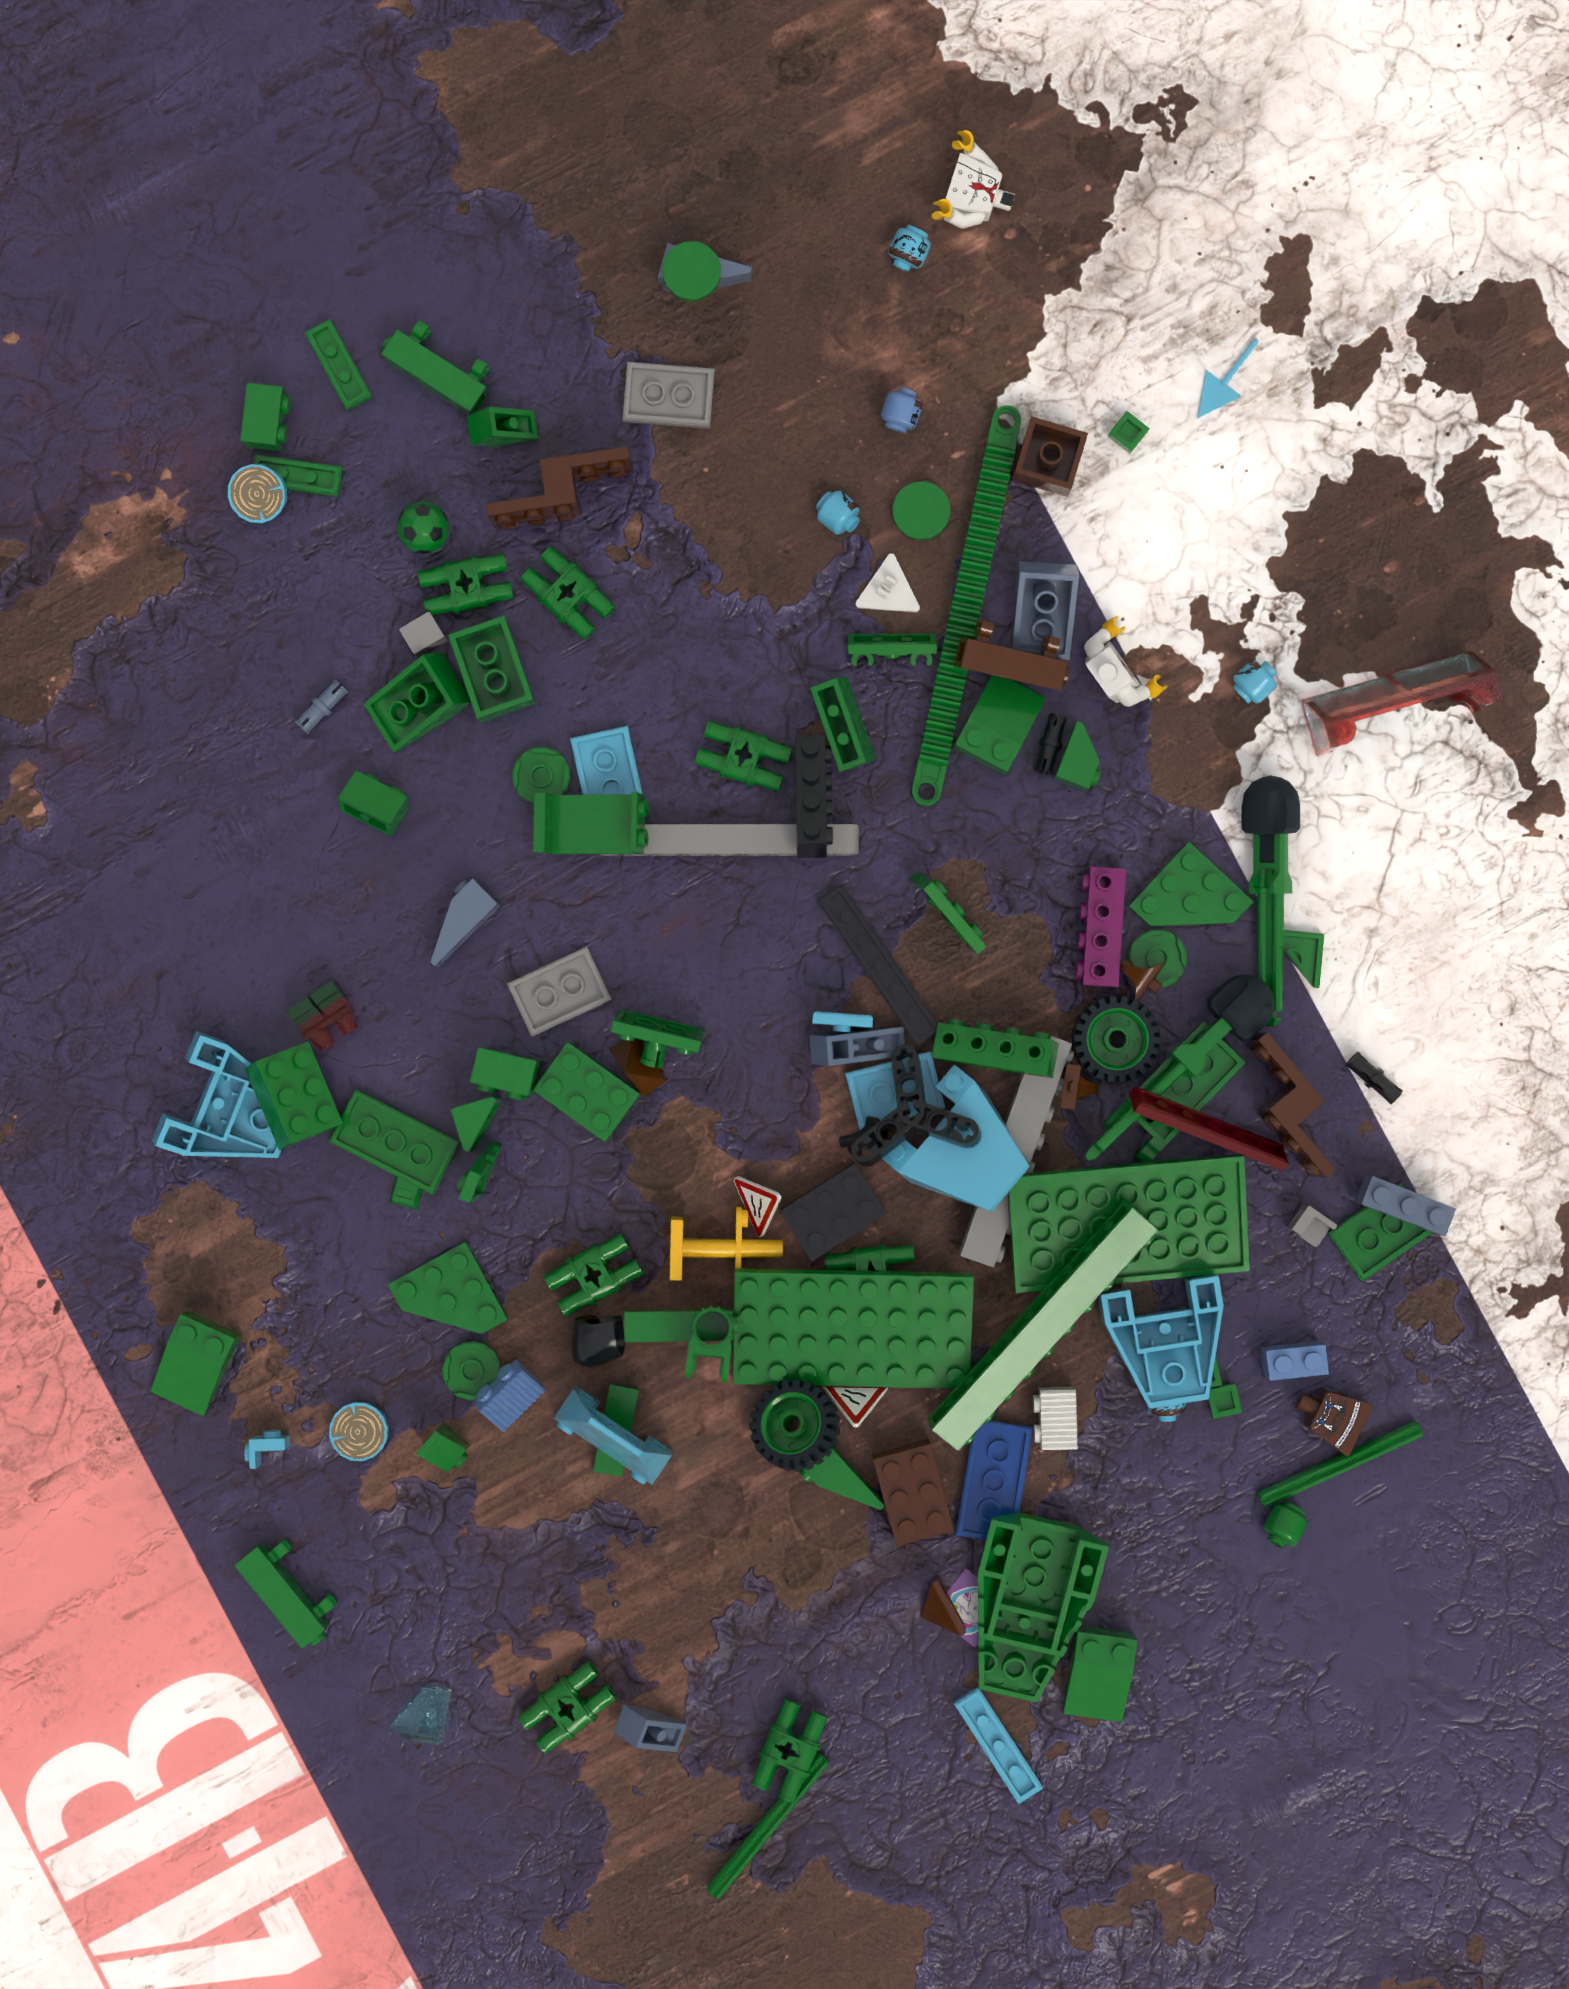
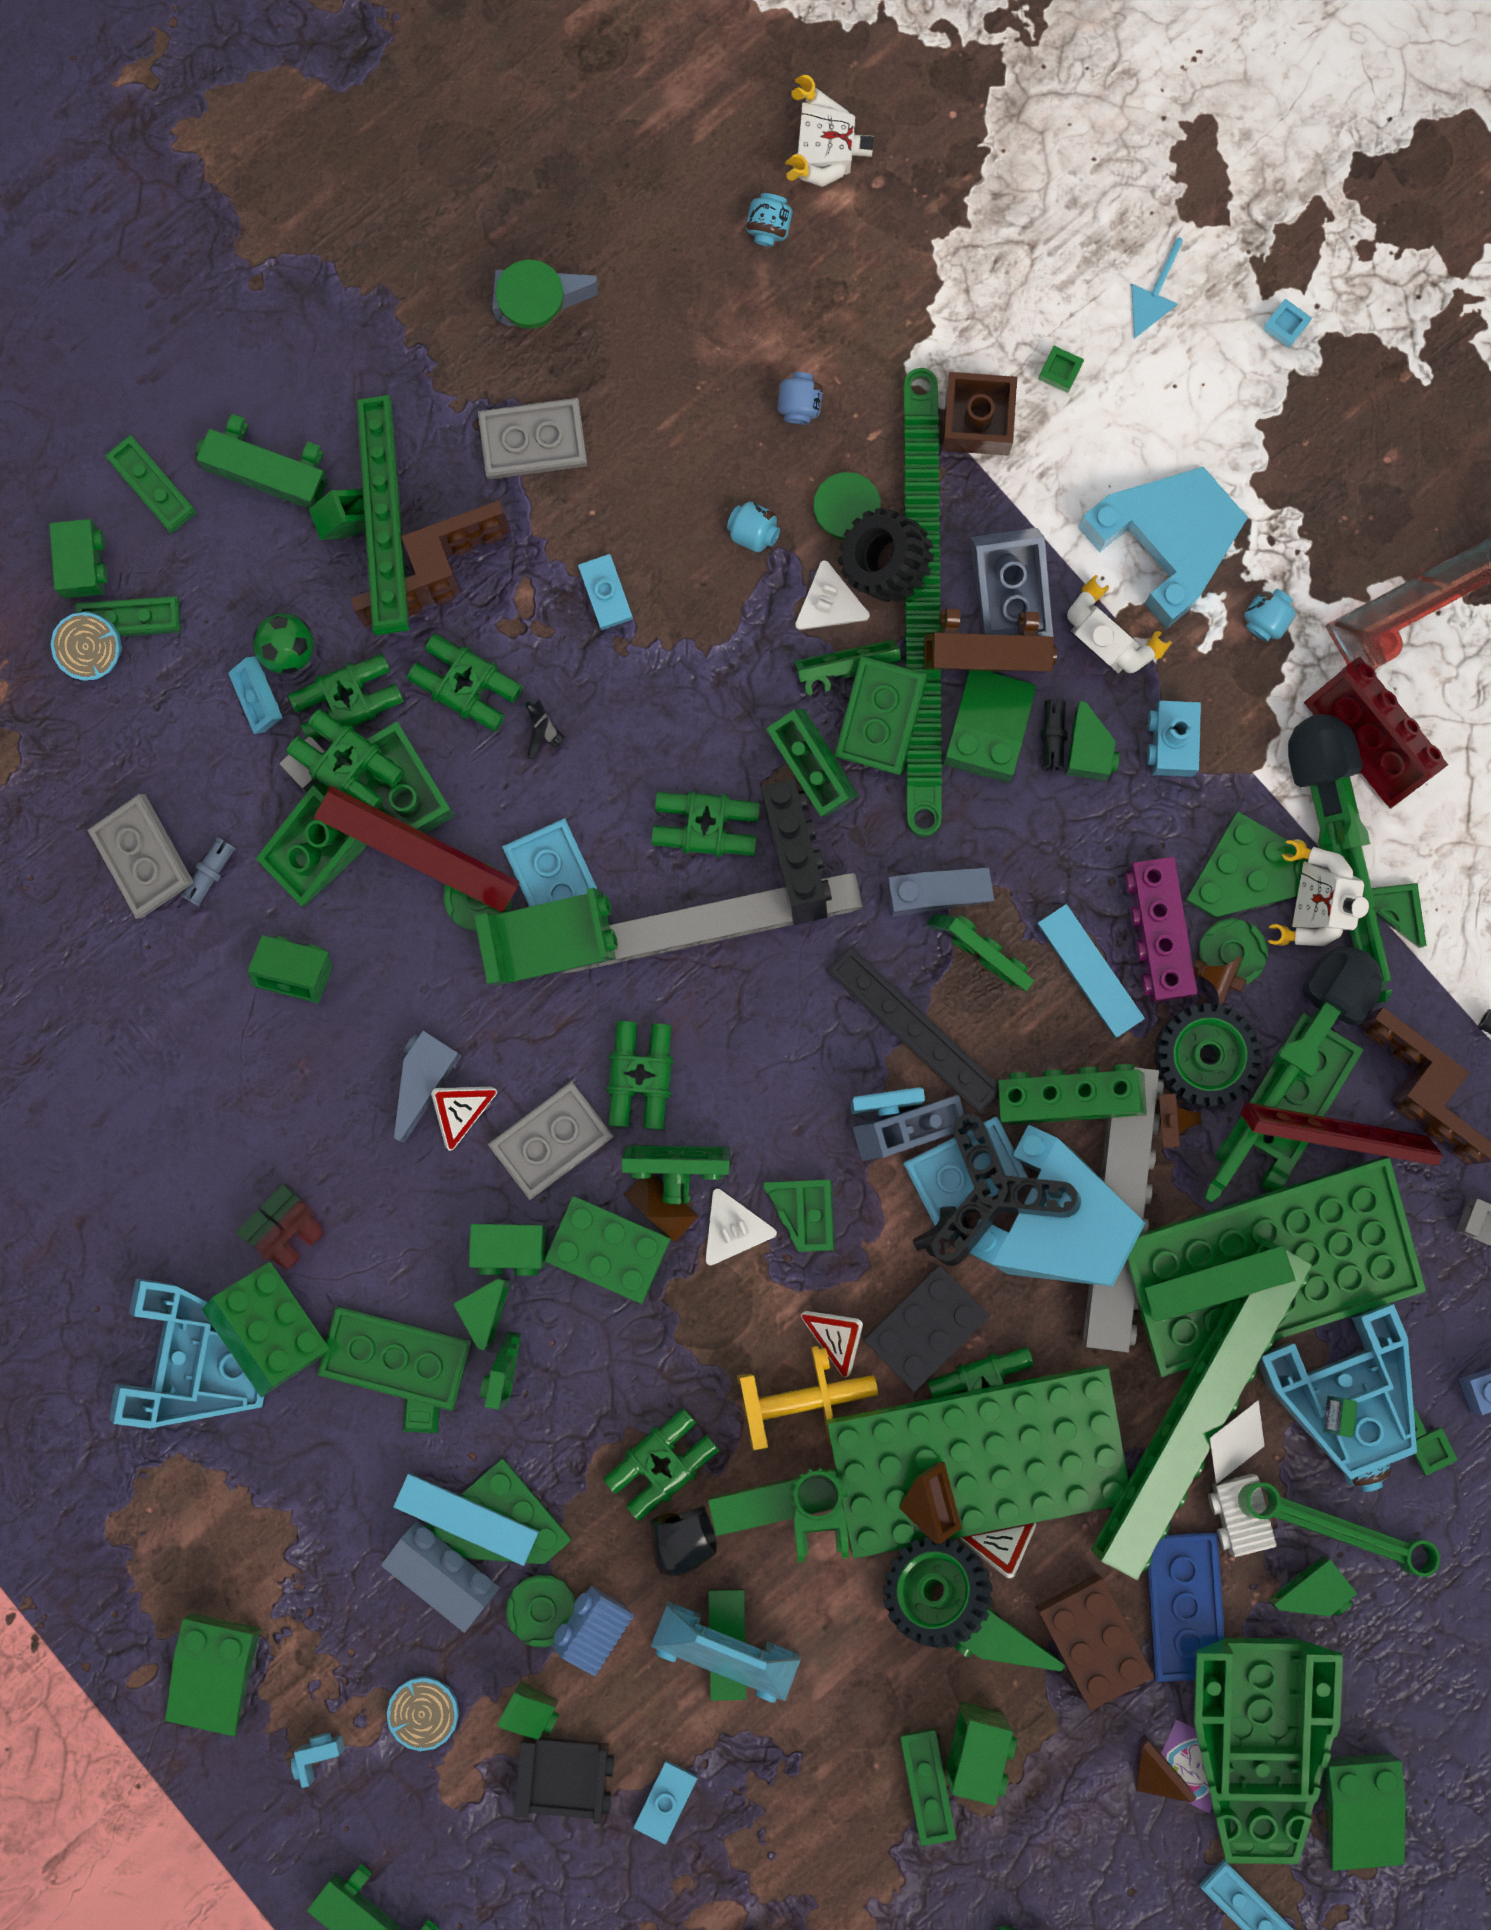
camera: 15 degrees left, 5 degrees down
(268, 681) = (140, 856): none -> light grey tile
(390, 565) = (255, 695): none -> medium azure plate
(395, 1325) = (440, 1576): none -> sand blue brick
(425, 1284) = (466, 1519): none -> medium azure tile
(447, 655) = (345, 744): none -> green pin
(461, 1507) = (563, 1778): none -> black panel
(488, 950) = (459, 1109): none -> piece
(497, 727) = (416, 849): none -> dark red tile
(528, 436) = (382, 516): none -> green tile
(539, 1543) = (665, 1802): none -> medium azure plate
(624, 645) = (541, 727): none -> black piece
(634, 939) = (656, 1064): none -> green pin
(693, 1096) = (733, 1229): none -> white piece
(702, 540) = (605, 592): none -> medium azure plate
(752, 1577) = (927, 1787): none -> green plate
(756, 1095) = (806, 1212): none -> green wing
(798, 1560) = (979, 1754): none -> green brick
(806, 1355) = (932, 1504): none -> reddish brown slope
(909, 697) = (881, 715): none -> green tile
(925, 854) = (939, 890): none -> sand blue slope
(960, 571) = (865, 544): none -> black tyre
(1035, 948) = (1090, 971): none -> medium azure tile
(1065, 1358) = (1237, 1442): none -> white sticker
(1078, 1229) = (1220, 1284): none -> green tile
(1101, 1491) = (1316, 1591): none -> green slope
(1132, 1446) = (1340, 1529): none -> green piece
(1151, 769) = (1174, 738): none -> medium azure brick
(1151, 1356) = (1340, 1416): none -> tile
(1200, 589) = (1182, 524): none -> medium azure wedge
(1244, 932) = (1326, 898): none -> white torso
(1326, 810) = (1390, 743): none -> dark red bracket
(1329, 433) = (1287, 323): none -> medium azure plate

